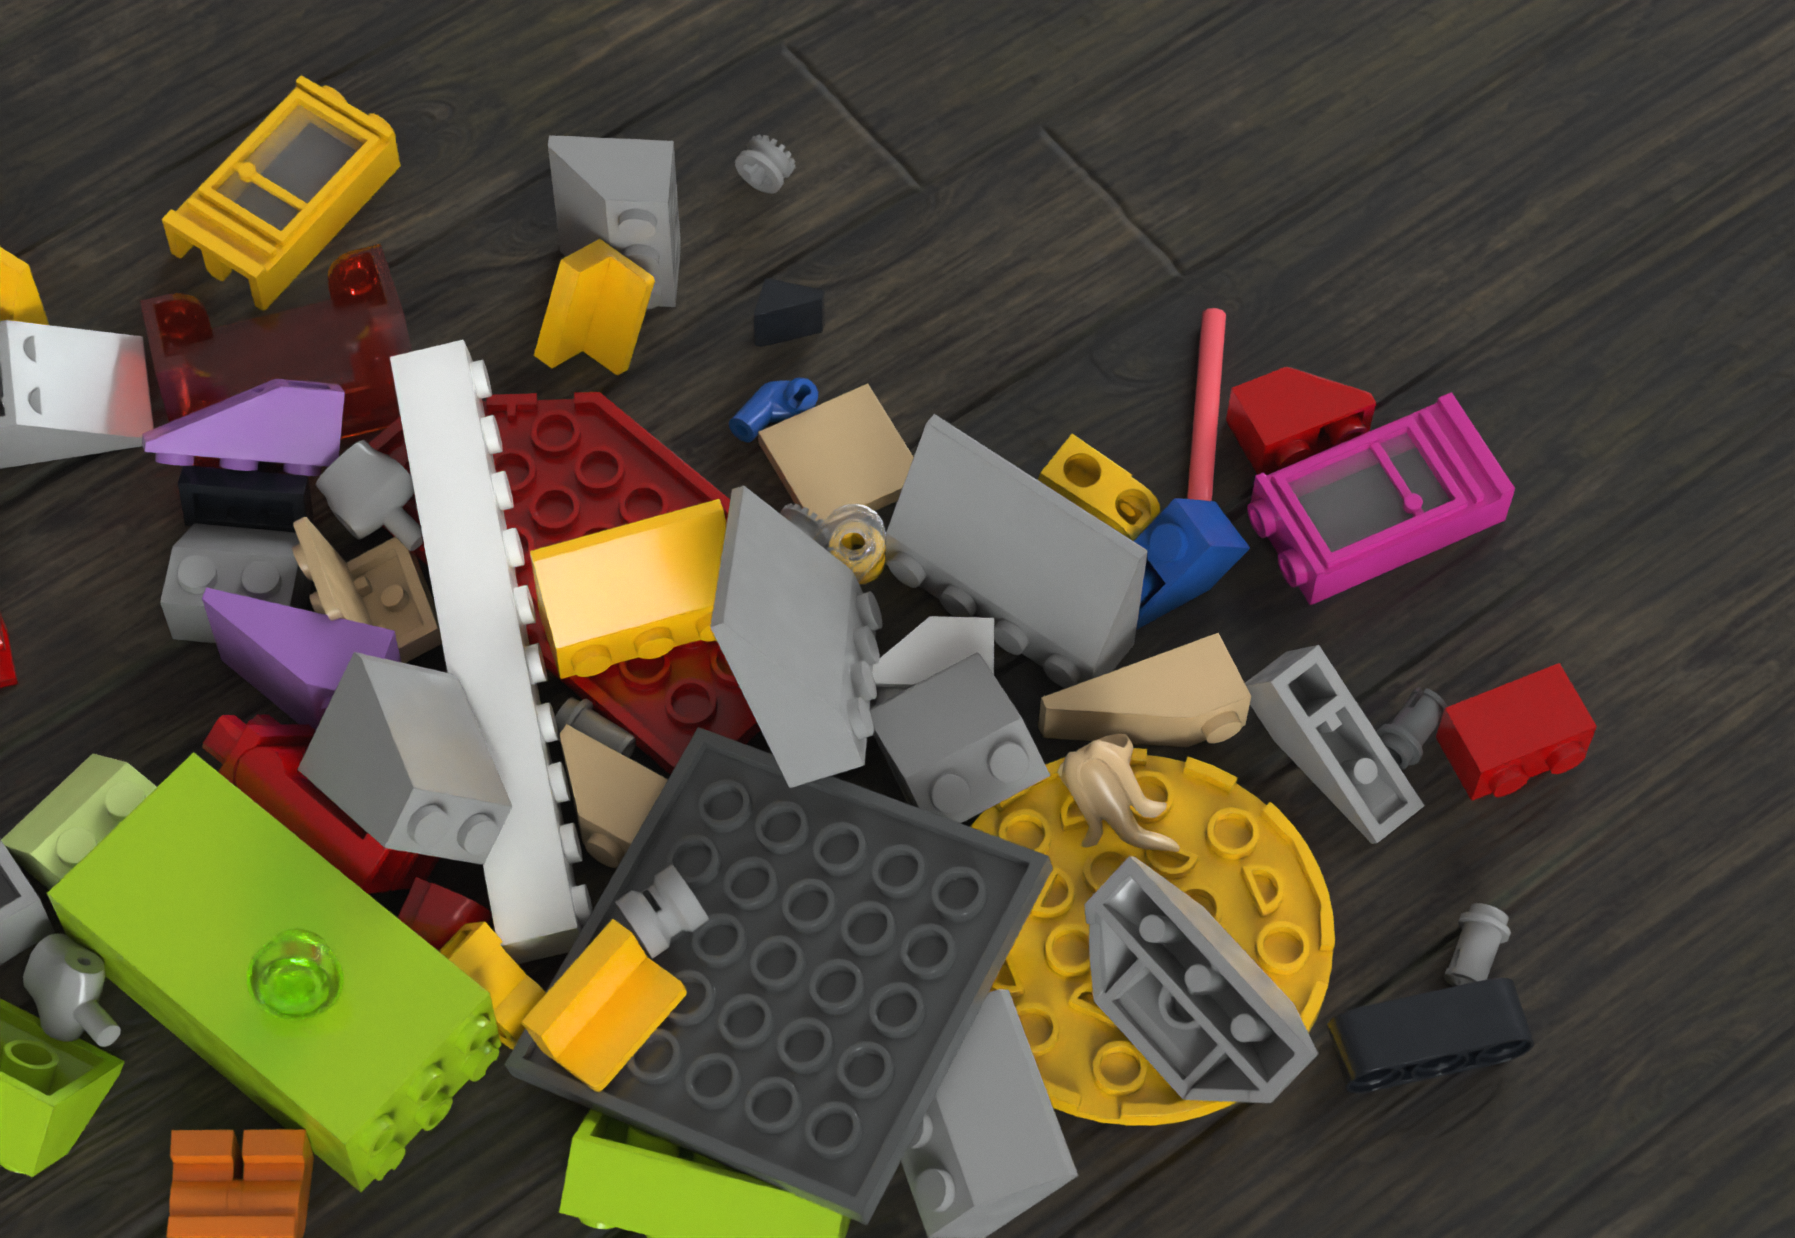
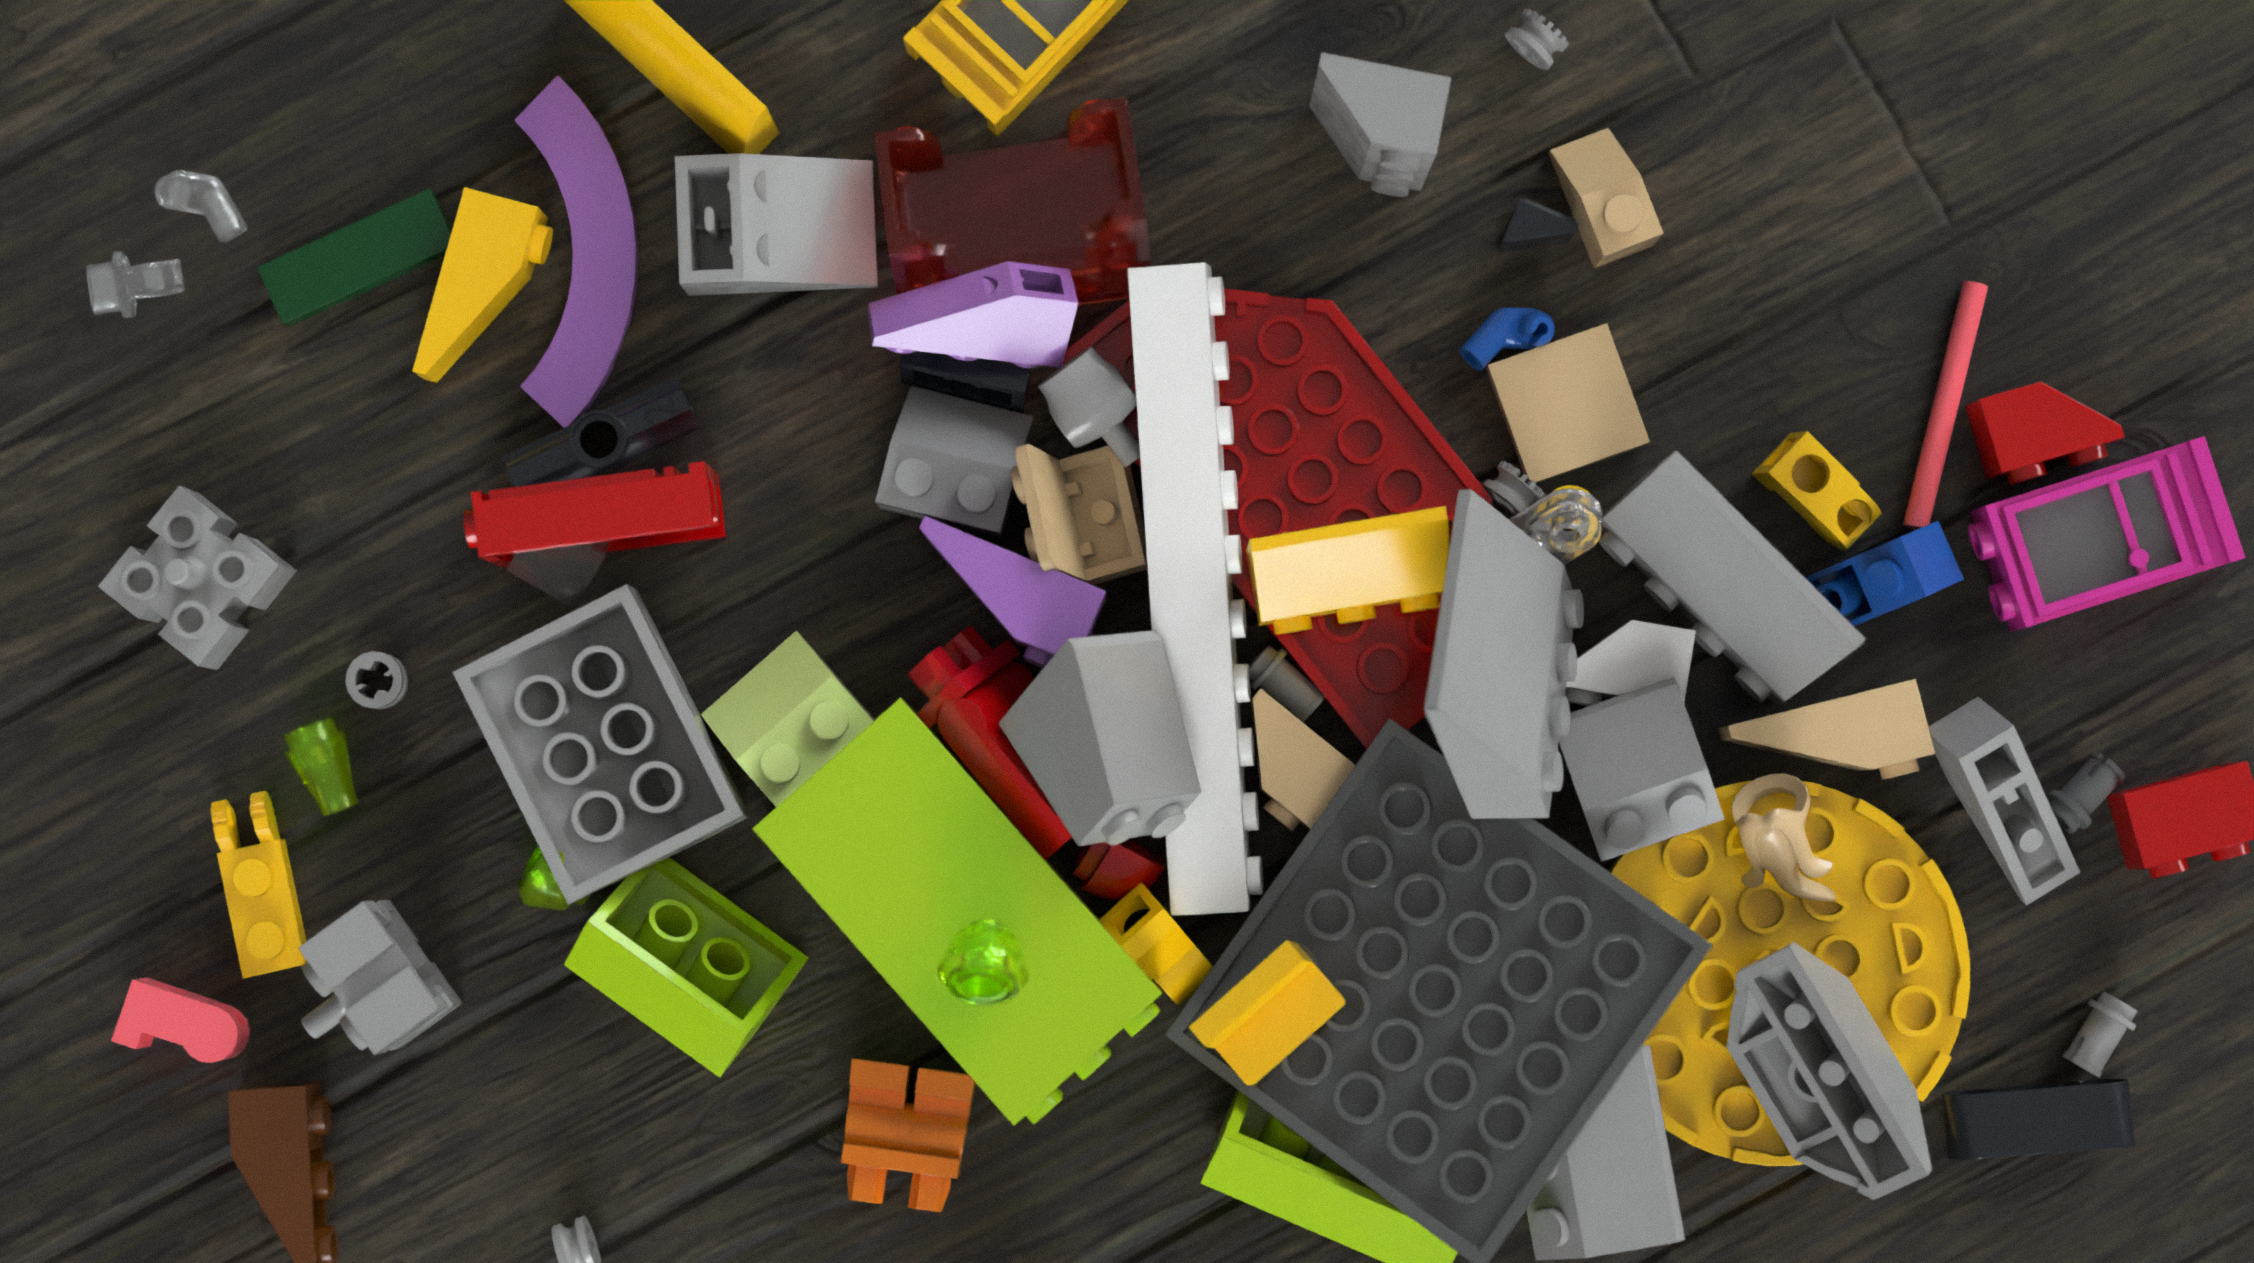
camera: 10 degrees right, 25 degrees up
(67, 989) = (763, 894): light grey piece -> none
(595, 308) = (1348, 209): yellow panel -> none
(662, 911) = (1346, 920): light grey wheel -> none
(859, 285) = (1606, 197): none -> tan slope

